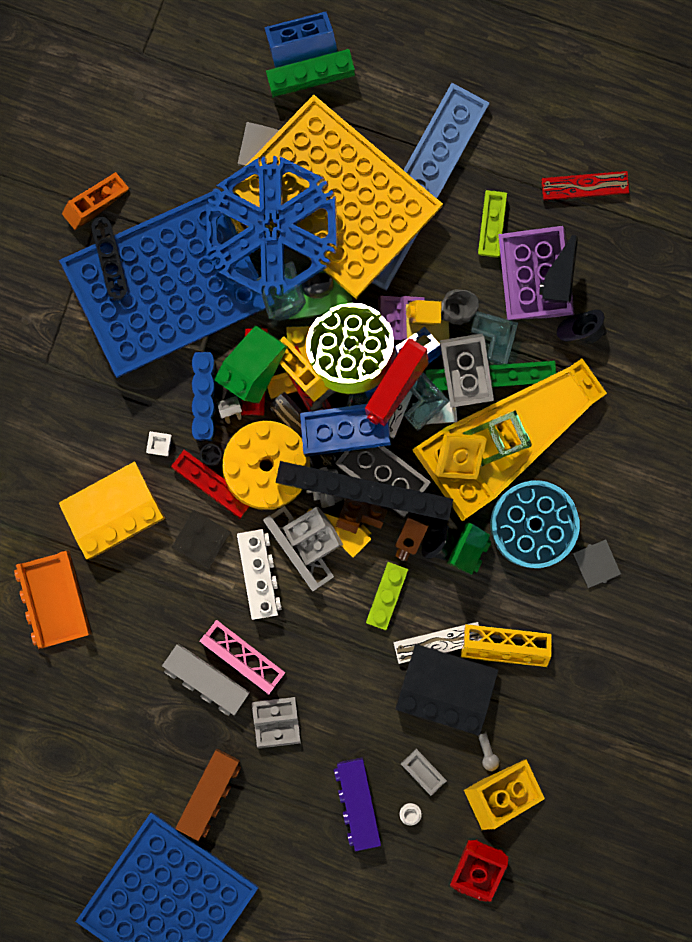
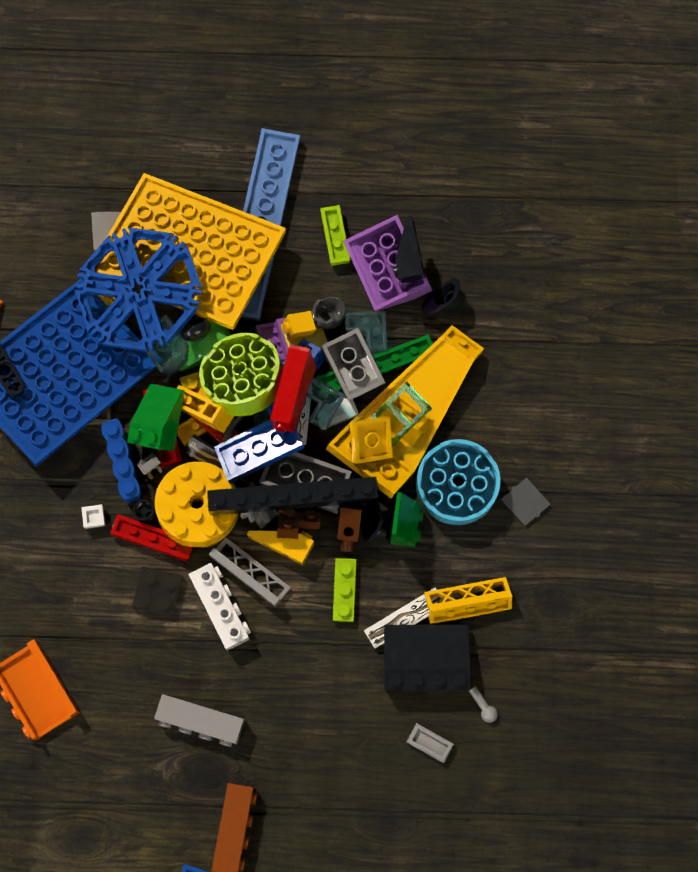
camera: 20 degrees left, 10 degrees down
(111, 511) = (66, 592): yellow slope -> none
(235, 662) = (224, 695): bright pink fence -> none
(276, 722) = (277, 740): light grey slope -> none
(301, 39) = (120, 133): blue slope -> none
(310, 73) = (135, 156): green brick -> none
(312, 536) = (259, 554): light grey slope -> none
(358, 803) = (378, 792): dark purple brick -> none
(410, 814) = (430, 786): white plate -> none
(479, 871) = (512, 820): red slope -> none
(504, 795) = (511, 740): yellow slope -> none
(585, 185) = (405, 180): red tile -> none

